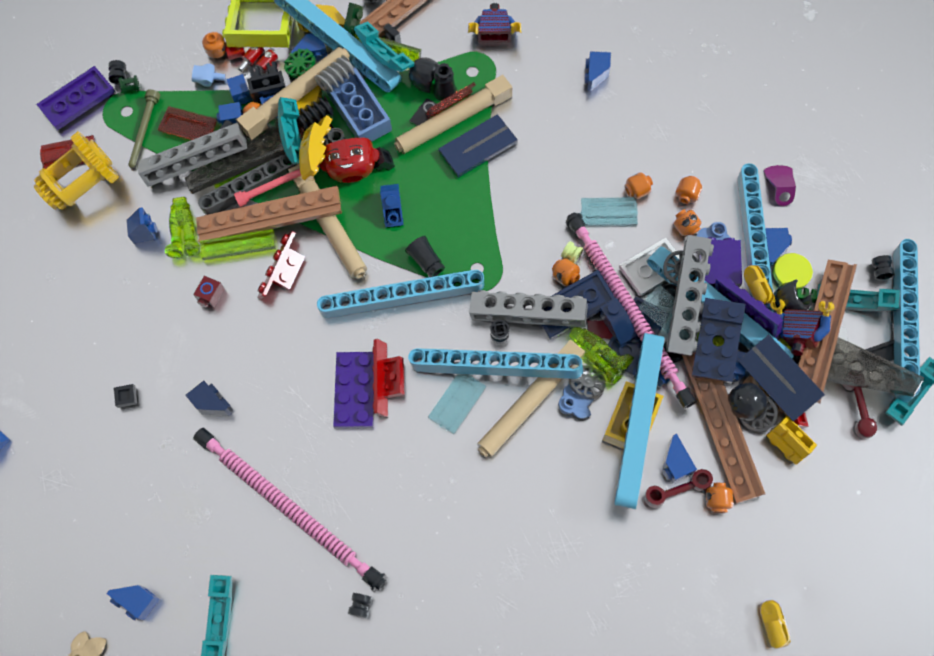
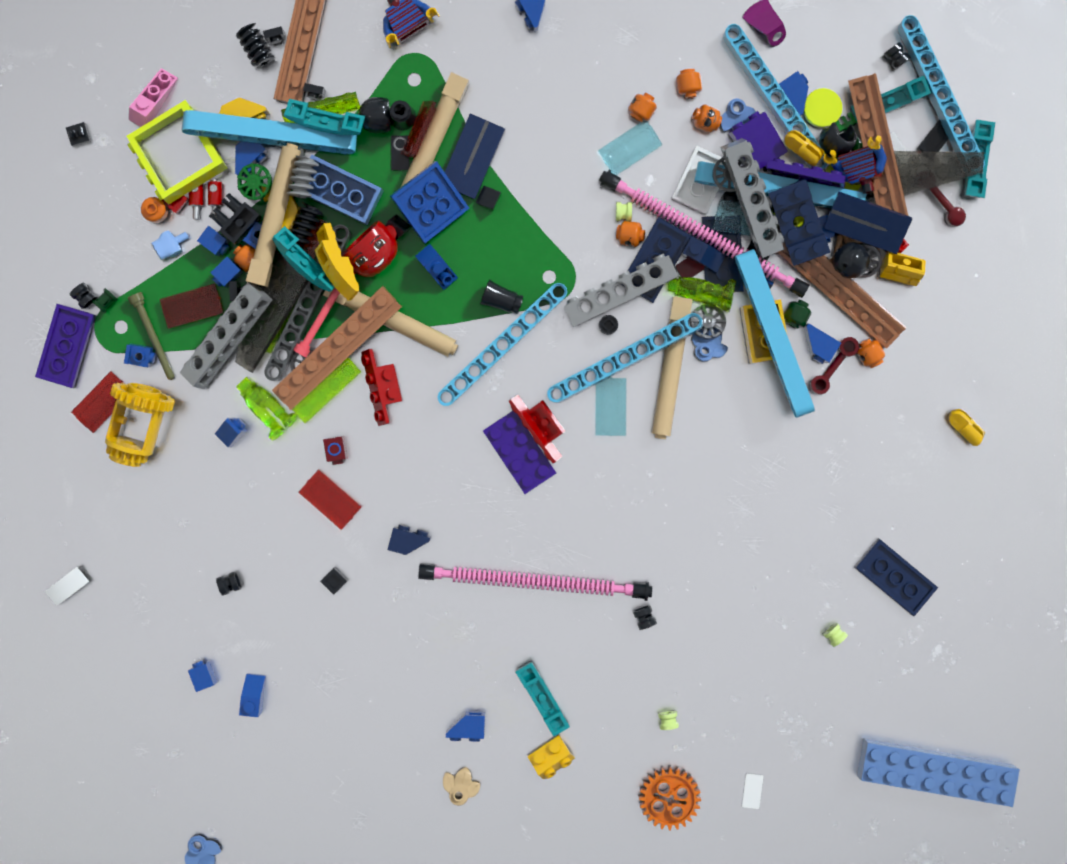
camera: 35 degrees left, 20 degrees up
(39, 341) = (228, 583): none -> black wheel
(120, 134) = (148, 356): none -> blue brick
(174, 330) = (330, 499): none -> clear red piece
(353, 17) = (268, 98): dark green plate -> none
(420, 152) = (429, 202): none -> blue plate
(470, 182) = (488, 198): none -> black slope
(670, 423) = (797, 314): none -> dark green head

